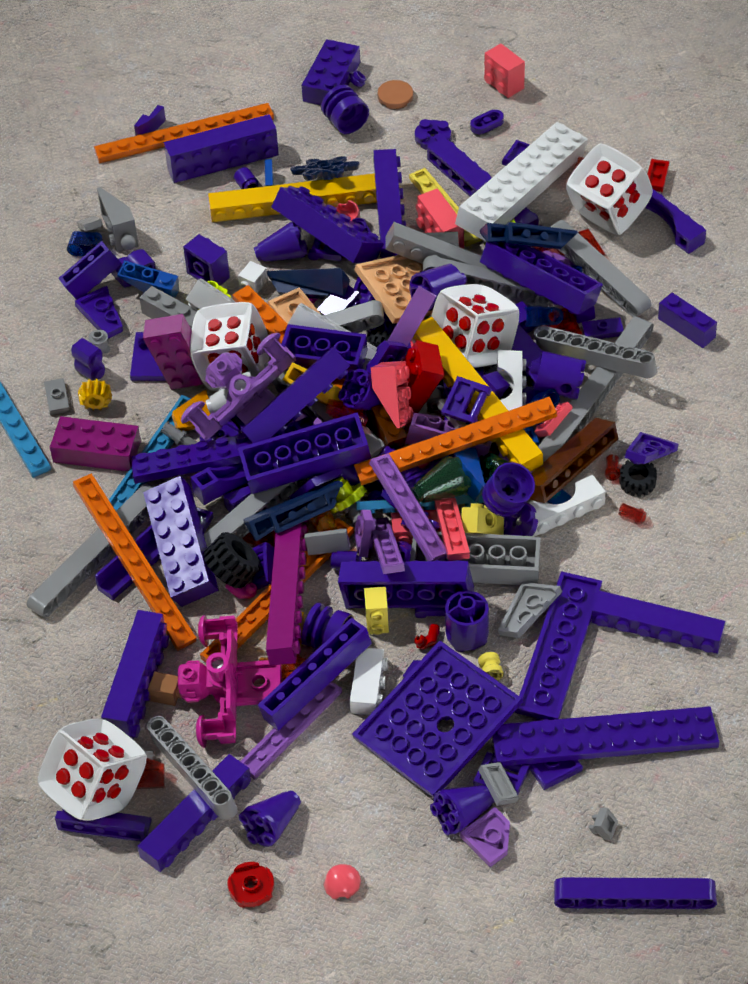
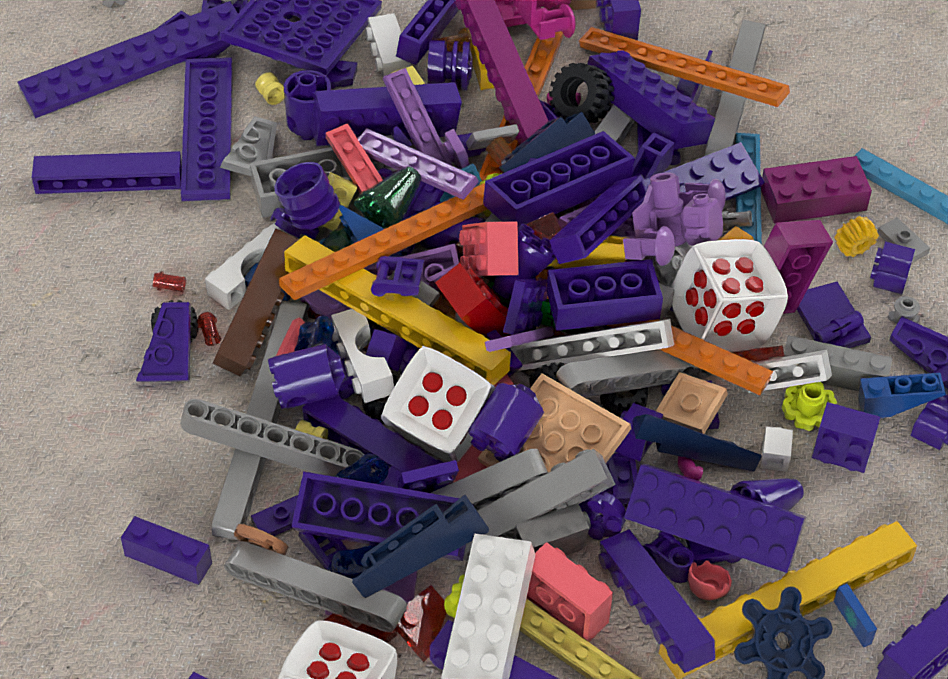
camera: 155 degrees right, 0 degrees up
(245, 178) = (886, 602): dark purple brick -> none
(505, 281) = (429, 477): none -> dark purple plate
(623, 301) = (260, 538): none -> nougat tile

